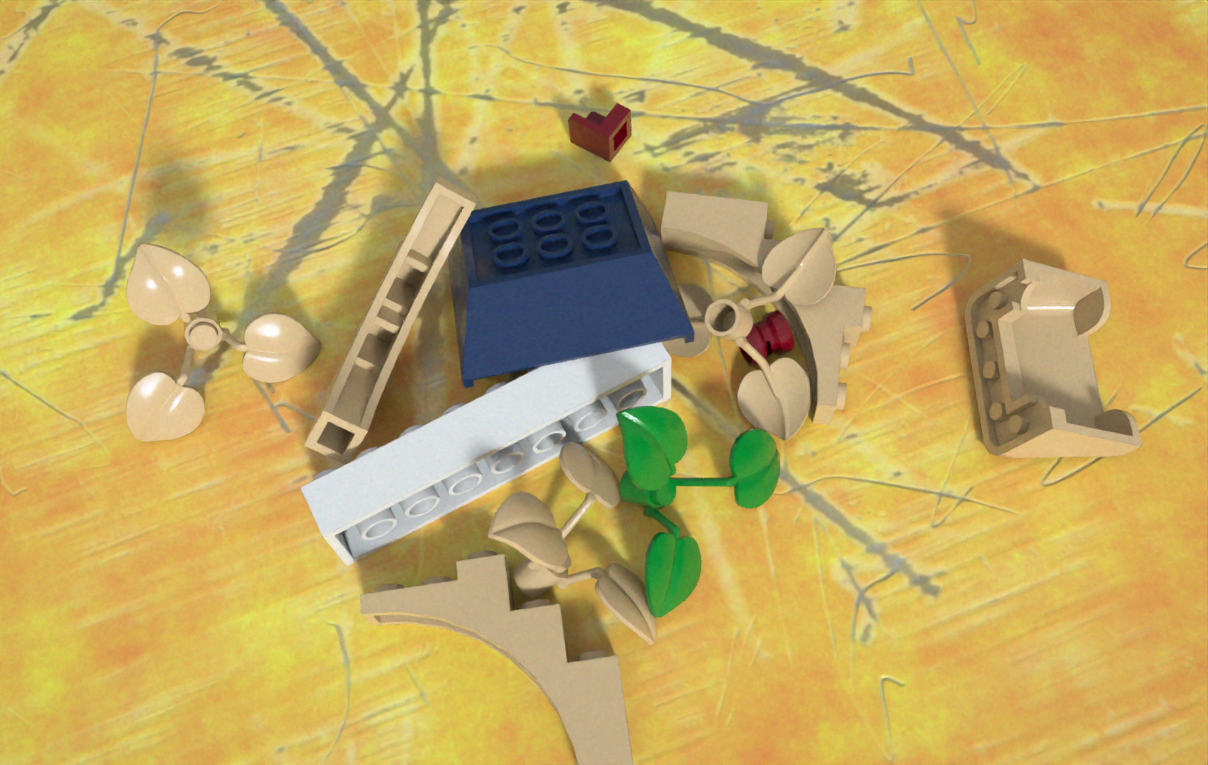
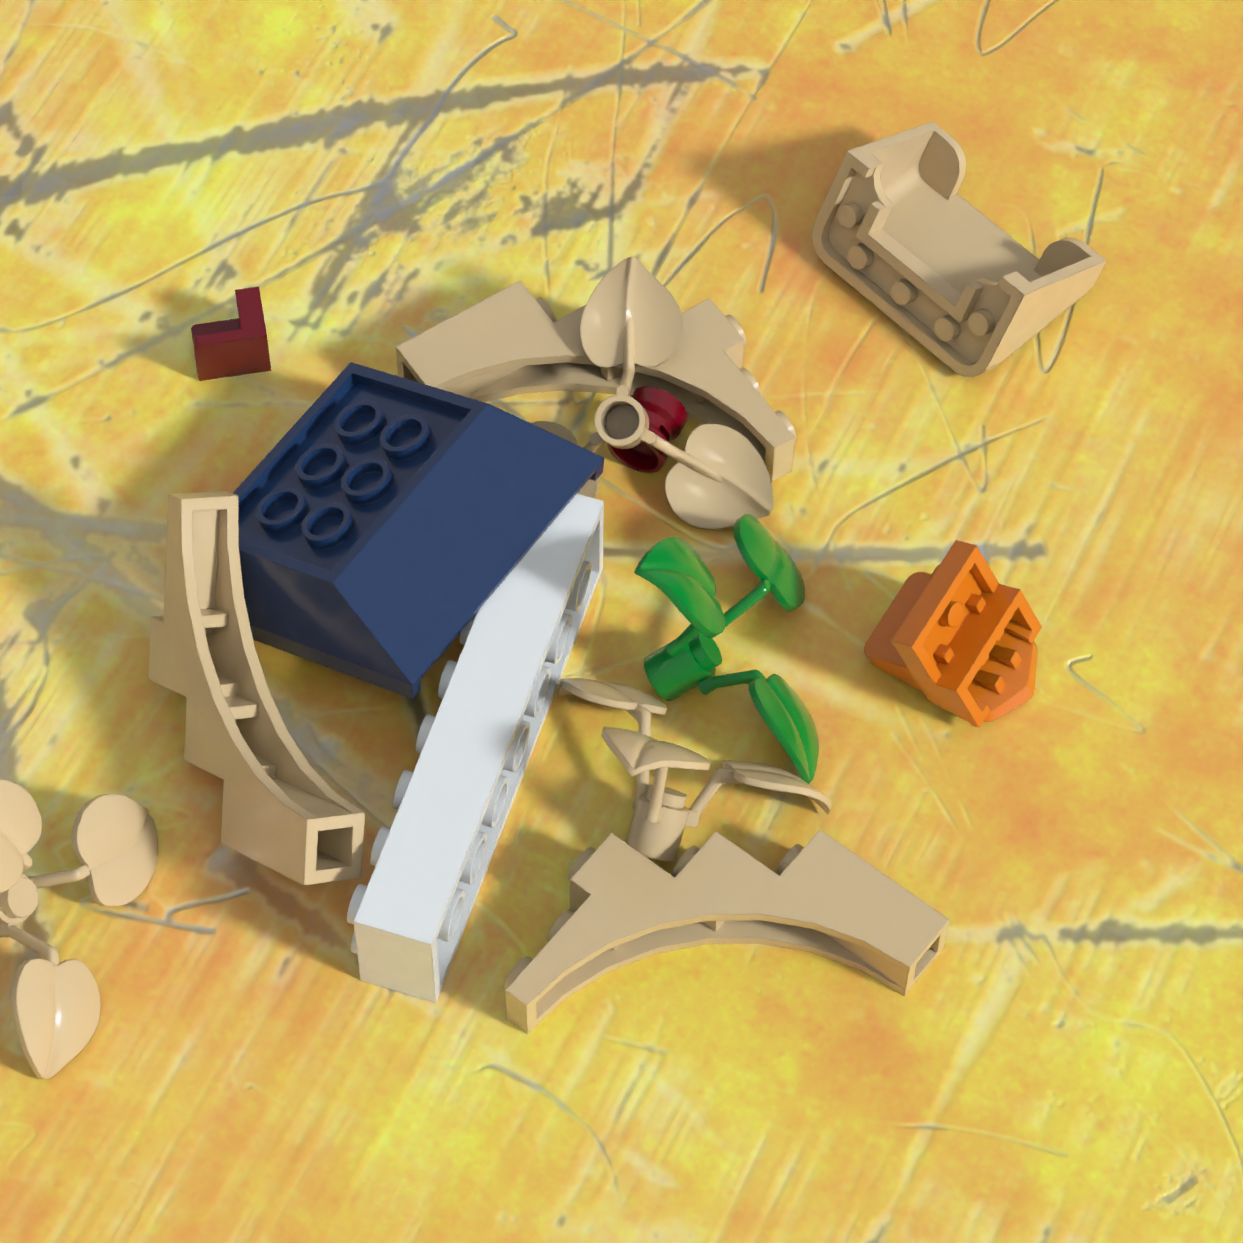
camera: 50 degrees left, 5 degrees down
(820, 610) = (960, 638): none -> orange piece

